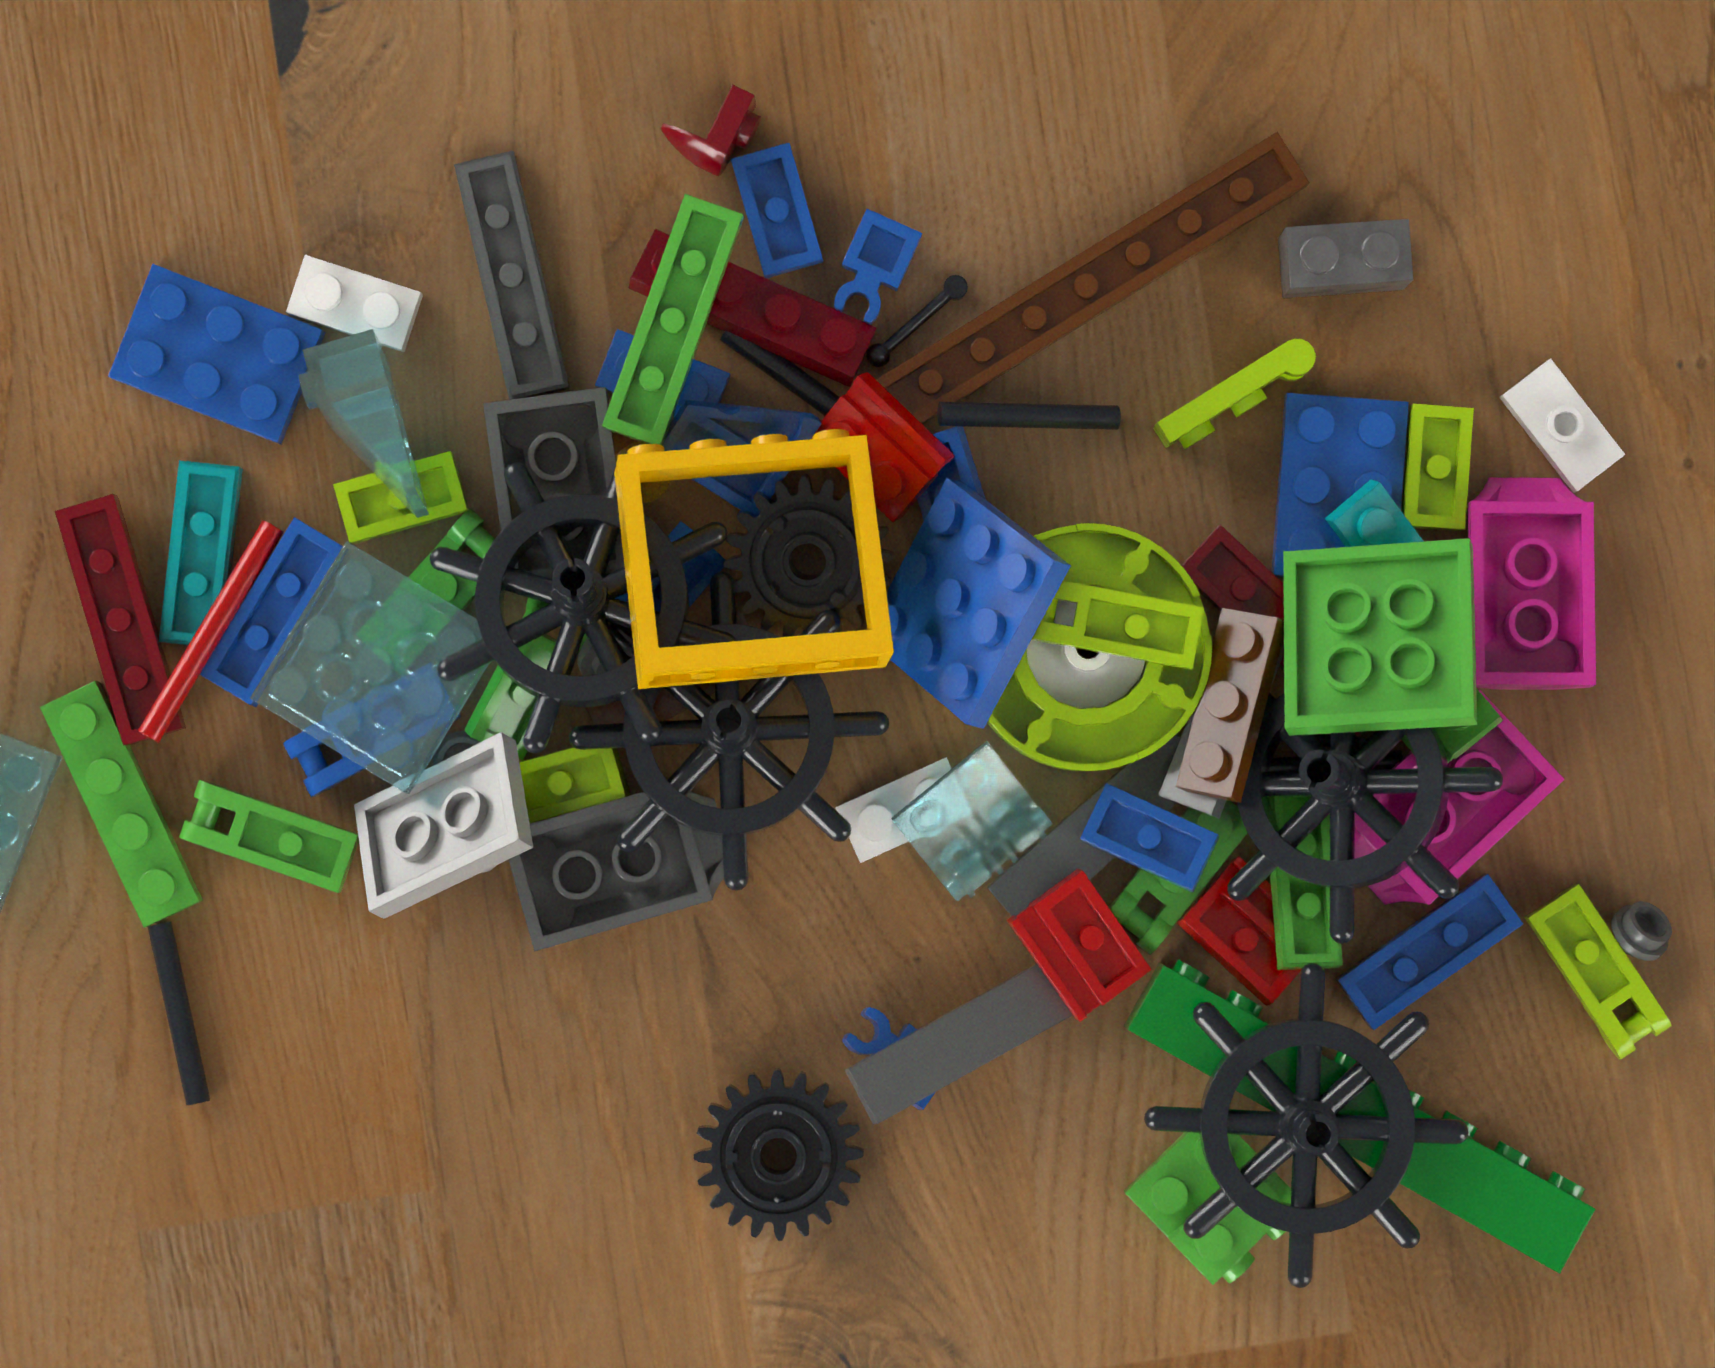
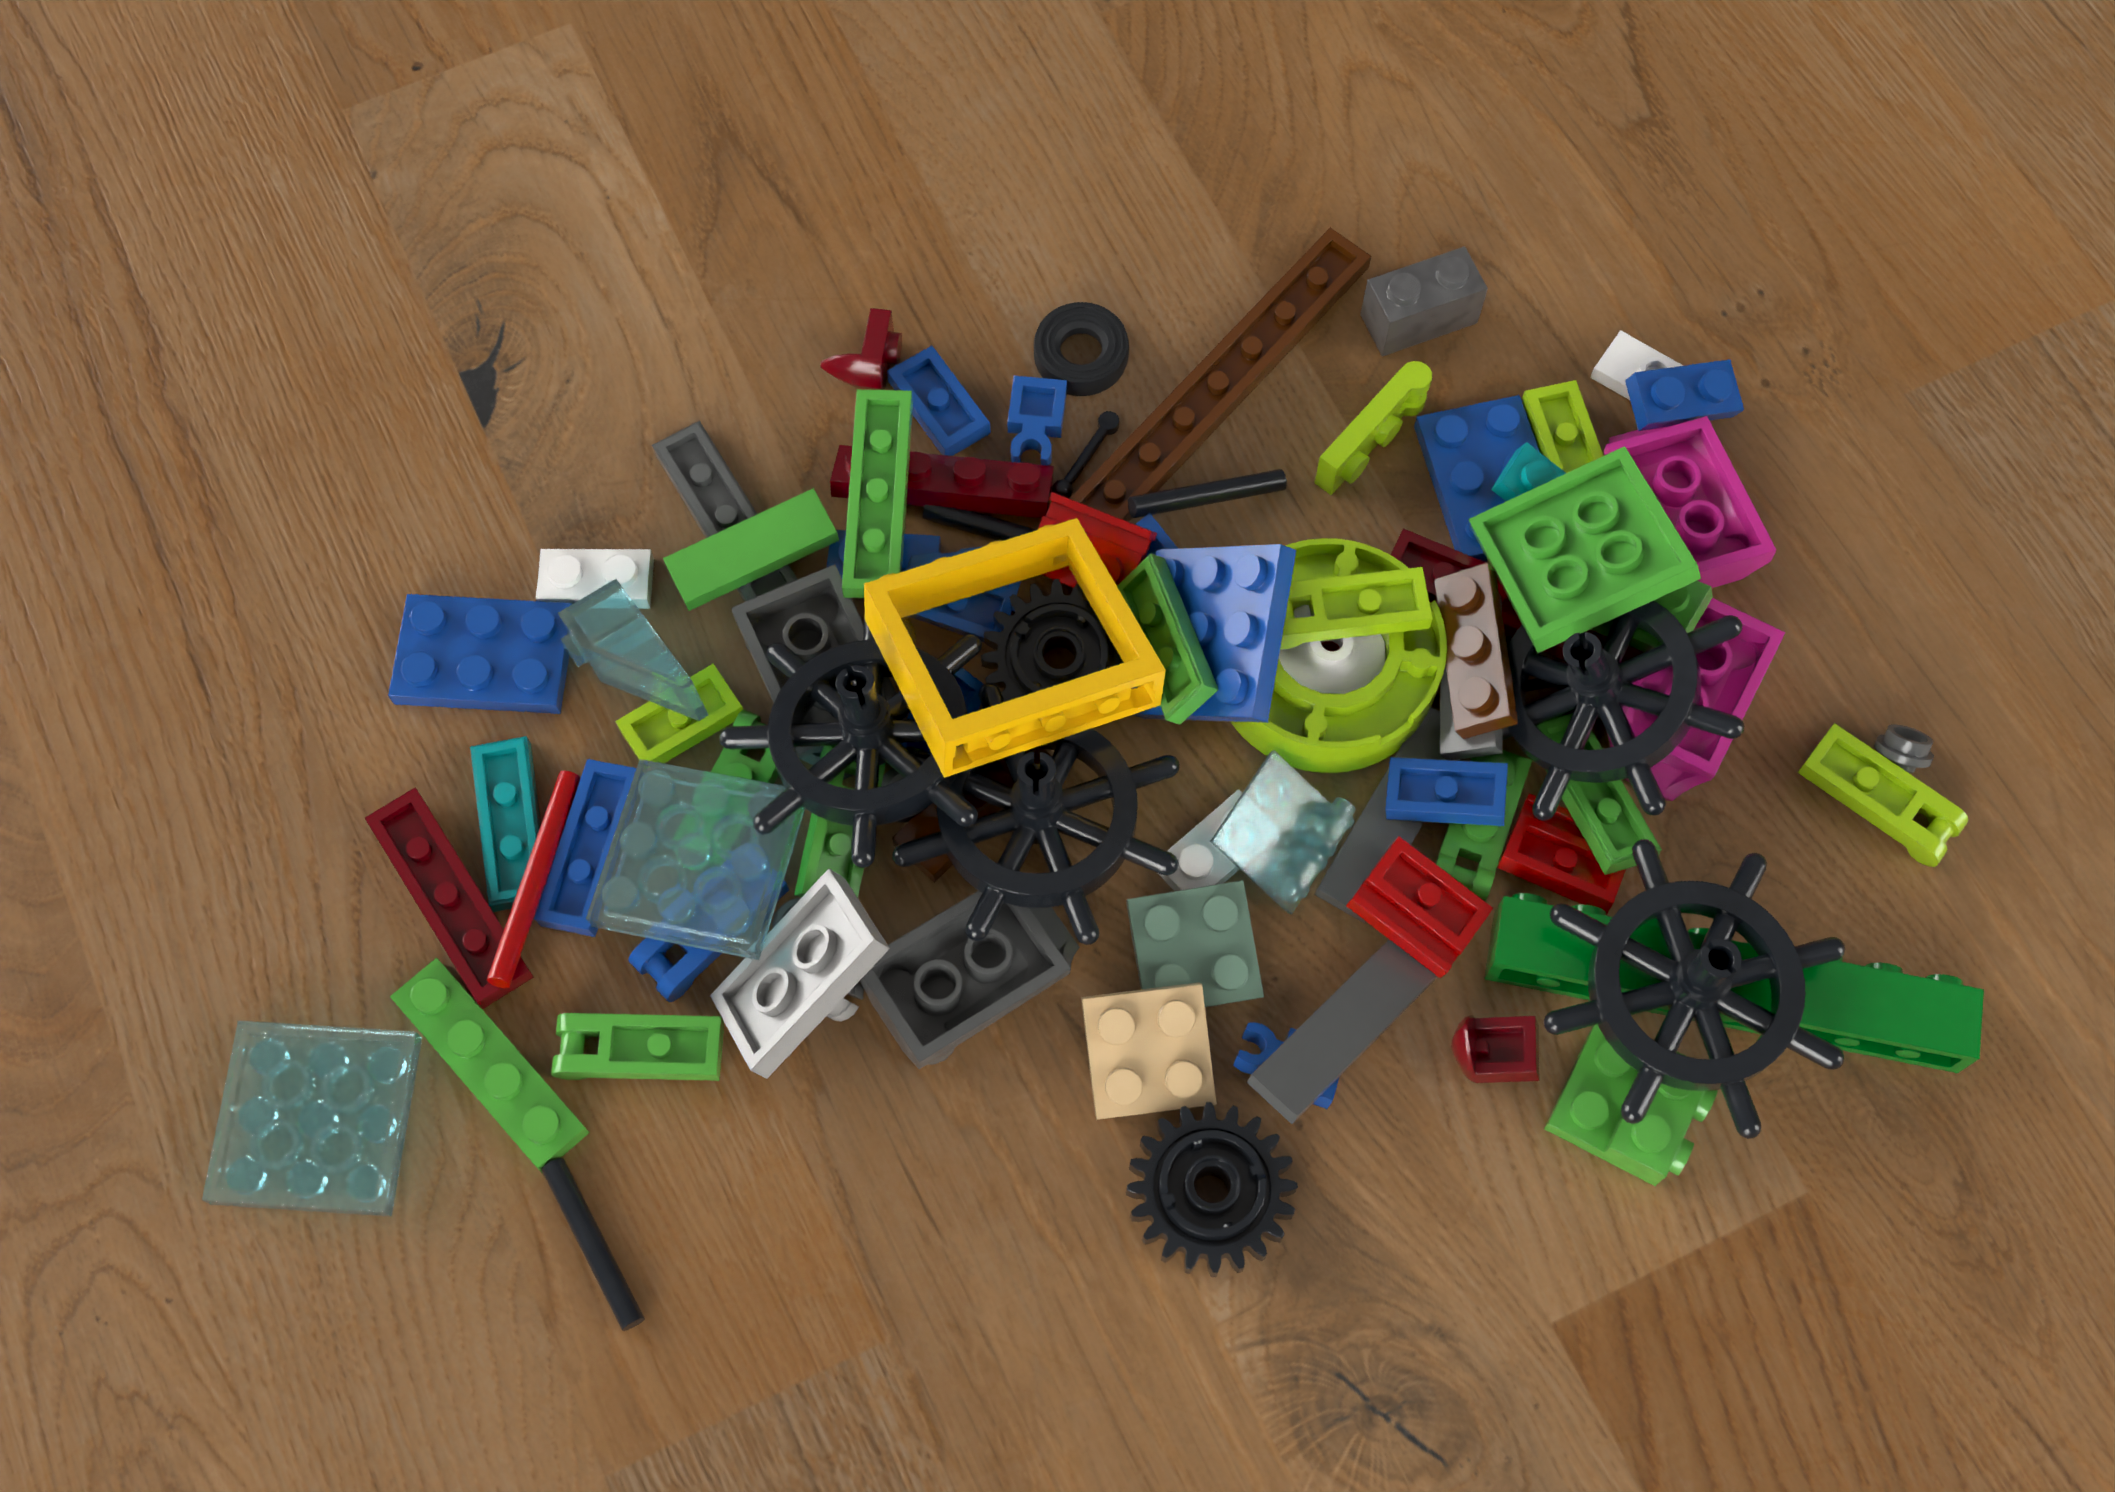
camera: 20 degrees left, 20 degrees down
(524, 331) = (751, 549): none -> bright green tile
(571, 781) = (909, 900): lime plate -> none
(763, 1001) = (1148, 1050): none -> tan plate
(844, 910) = (1196, 939): none -> sand green plate
(917, 591) = (1164, 620): none -> bright green tile
(961, 153) = (1082, 319): none -> black tyre
(1105, 1106) = (1498, 1049): none -> dark red plate
(1429, 951) = (1732, 817): blue plate -> none
(1582, 465) = (1684, 394): none -> blue plate

